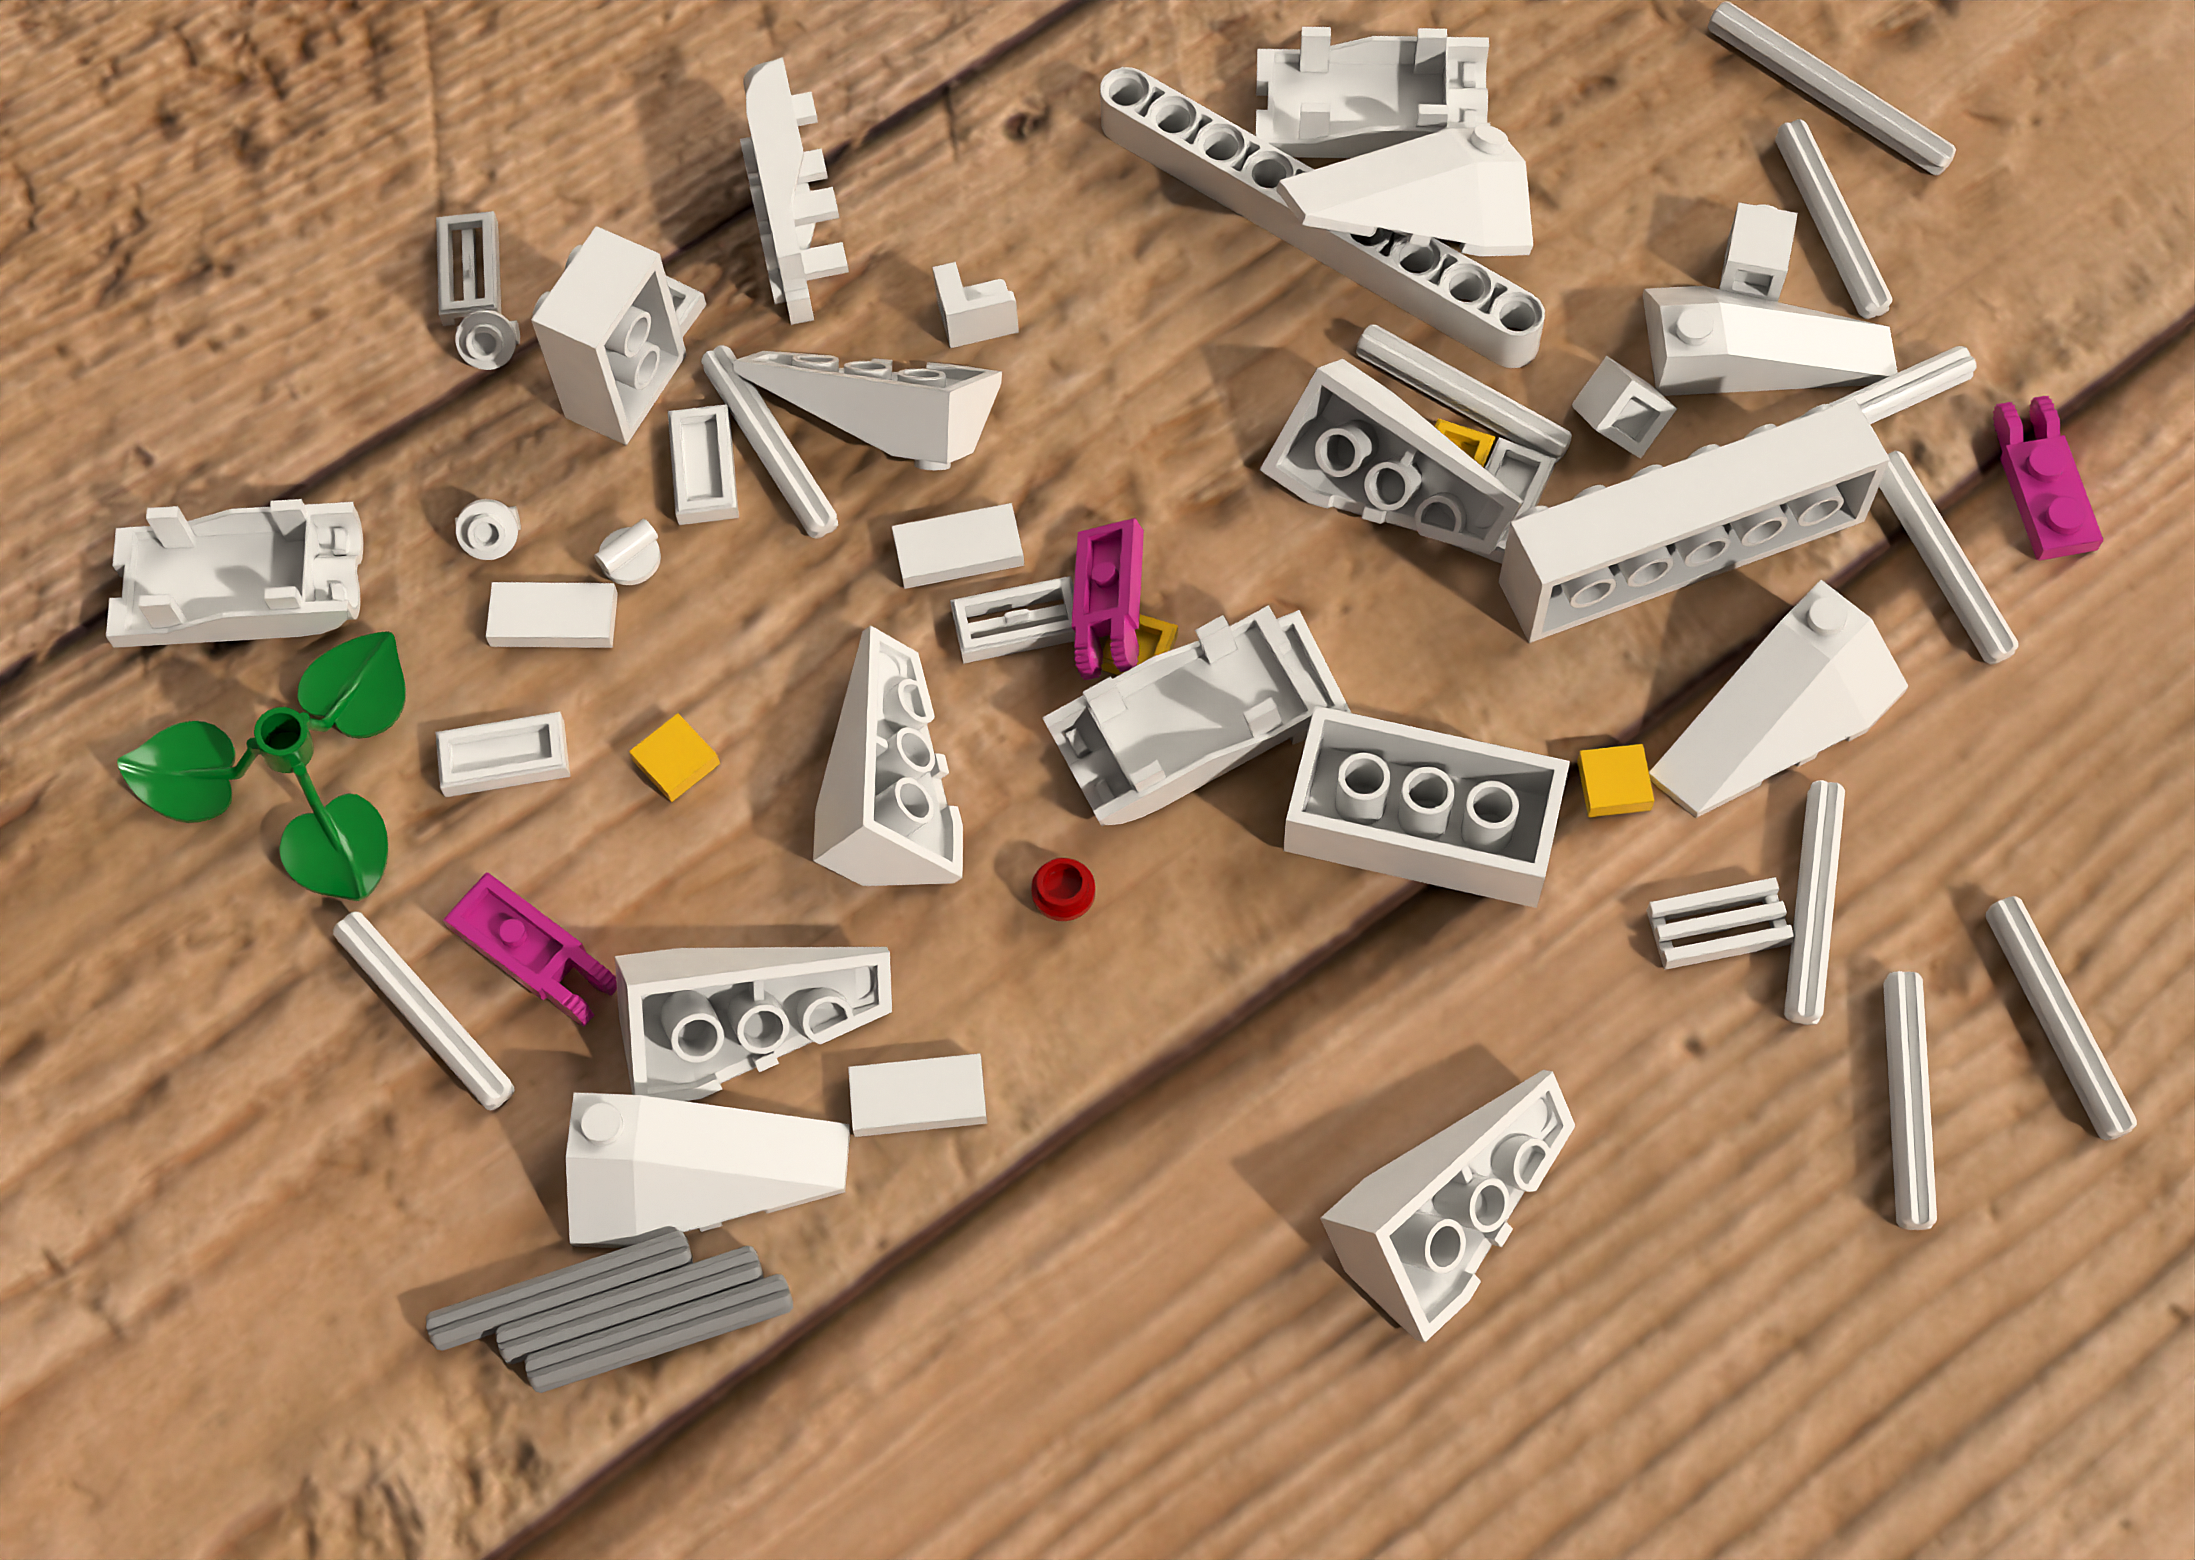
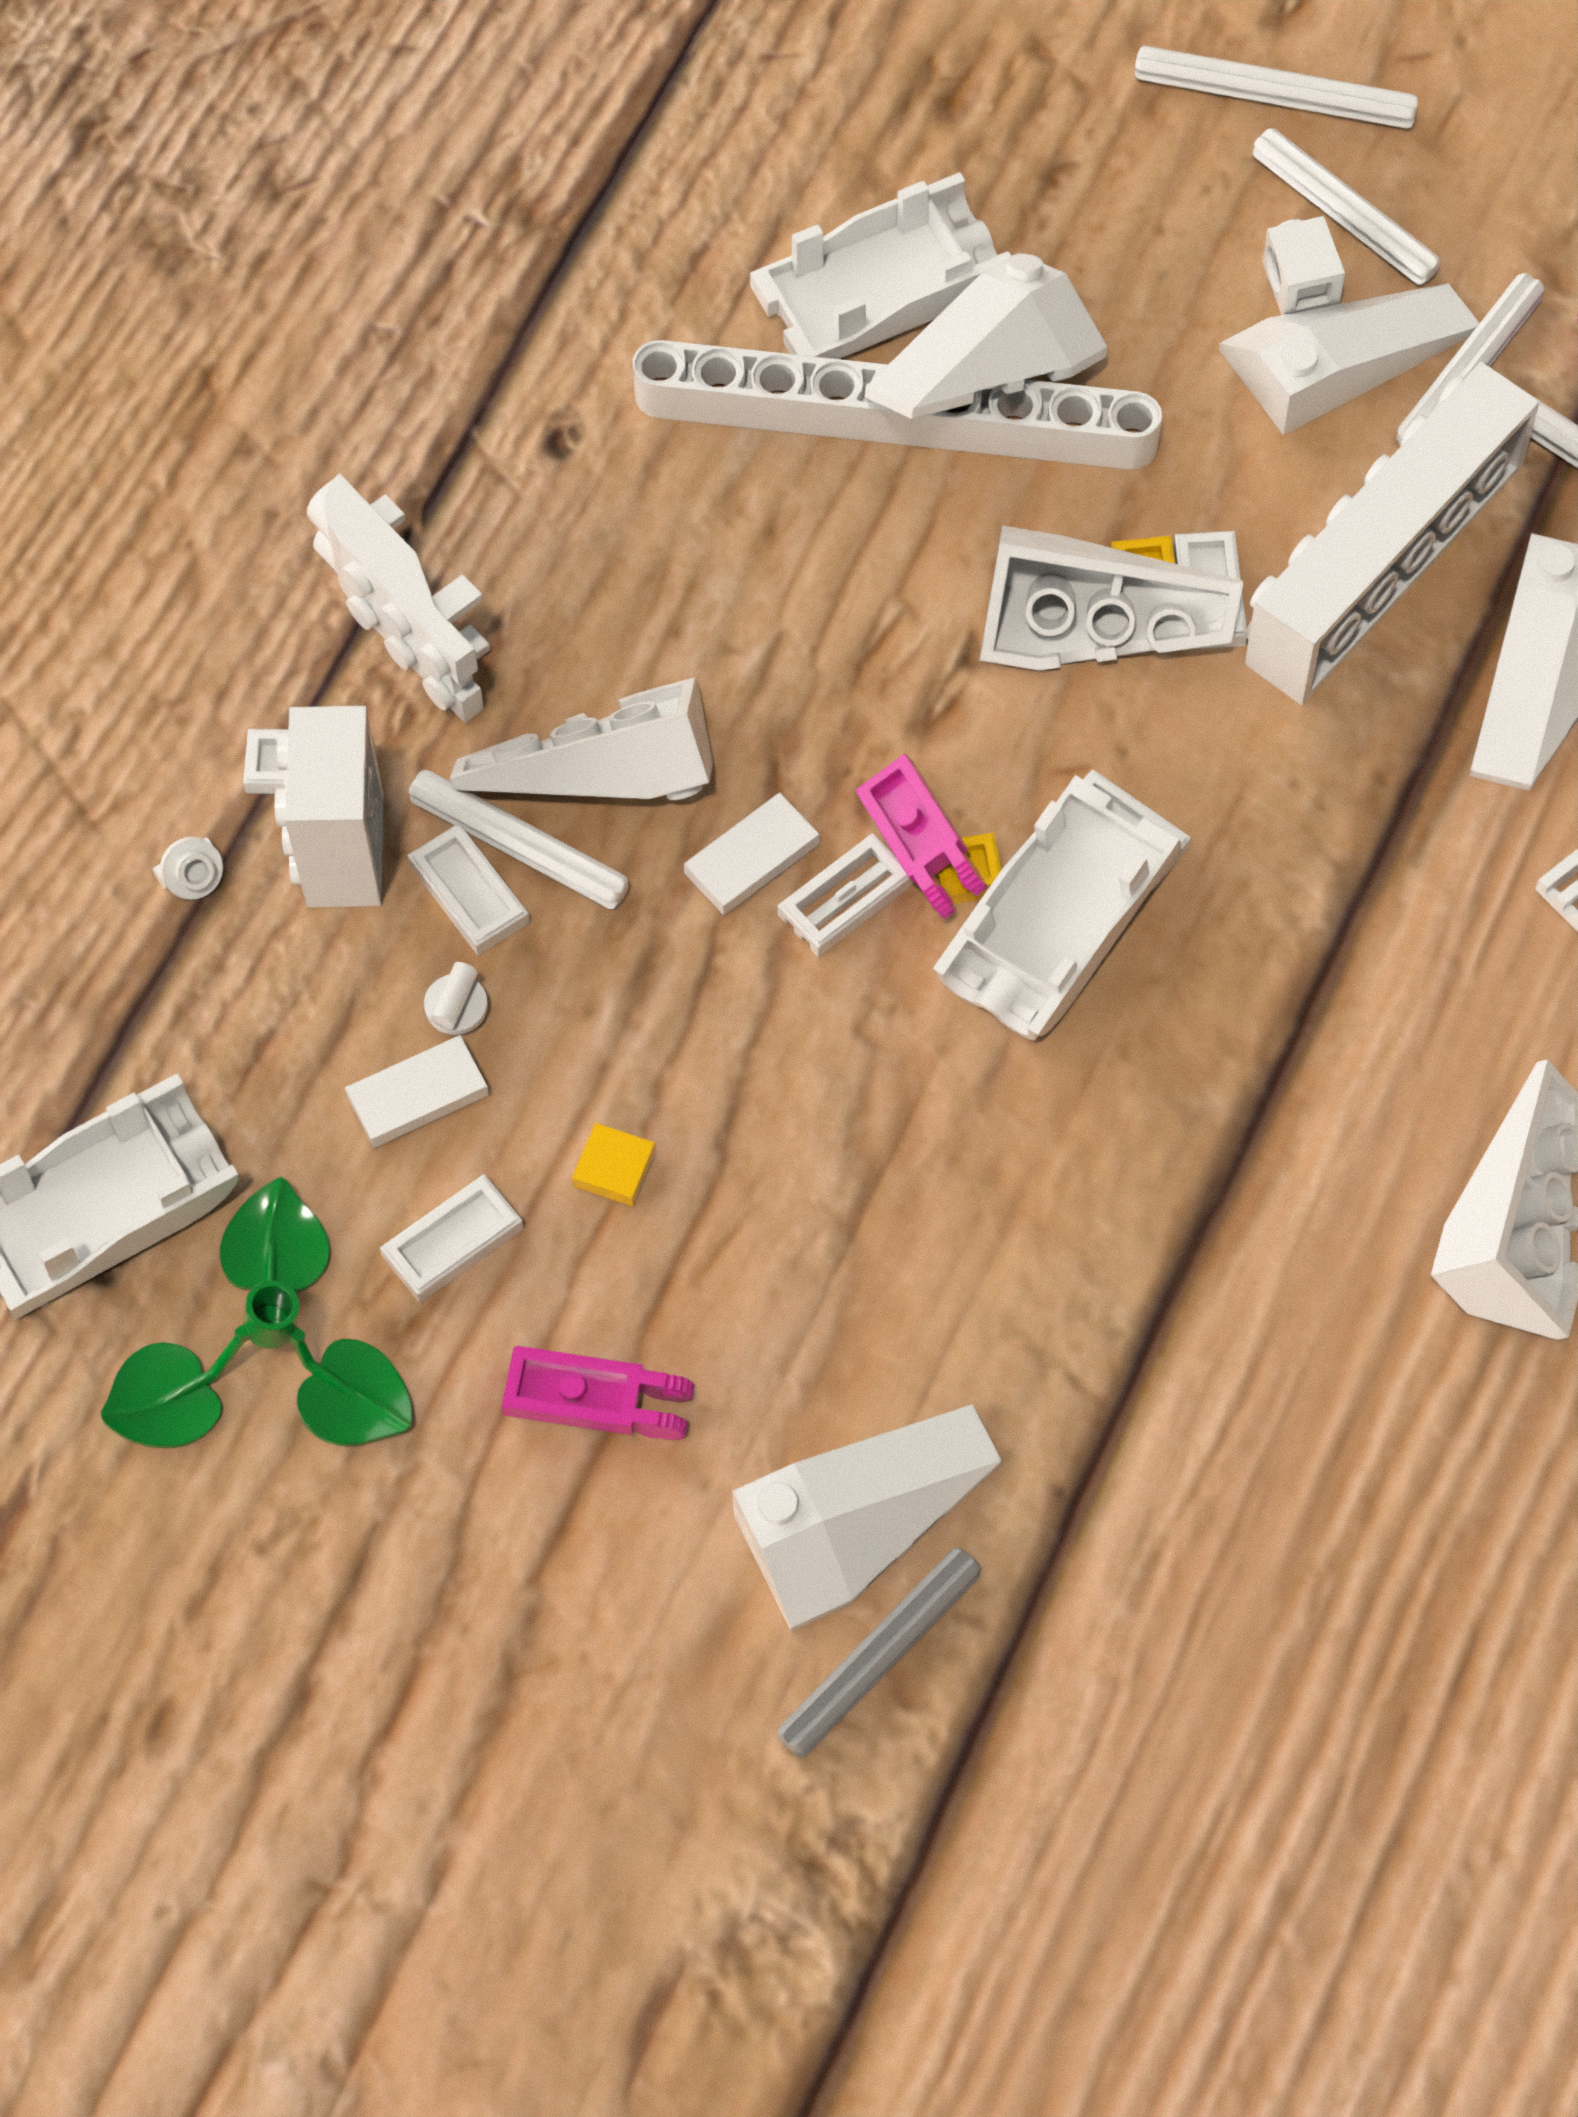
camera: 30 degrees left, 0 degrees up
(424, 1011) = (529, 1496): white axle -> none
(467, 223) = (148, 846): white tile -> none
(487, 529) = (306, 1042): white plate -> none
(487, 1312) = (806, 1672): light grey axle -> none
(658, 1333) = (919, 1662): light grey axle -> none
(722, 1011) = (803, 1363): white wedge -> none
(882, 790) = (822, 1104): white wedge -> none
(917, 1095) = (1016, 1349): white tile -> none
(973, 311) = (633, 631): white panel -> none
(1063, 889) = (1034, 1111): red plate -> none
(1425, 806) = (1310, 886): white brick -> none
(1462, 392) = (1116, 508): white axle -> none
(1615, 780) = (1447, 790): yellow tile -> none
(1623, 407) = (1267, 458): white panel -> none

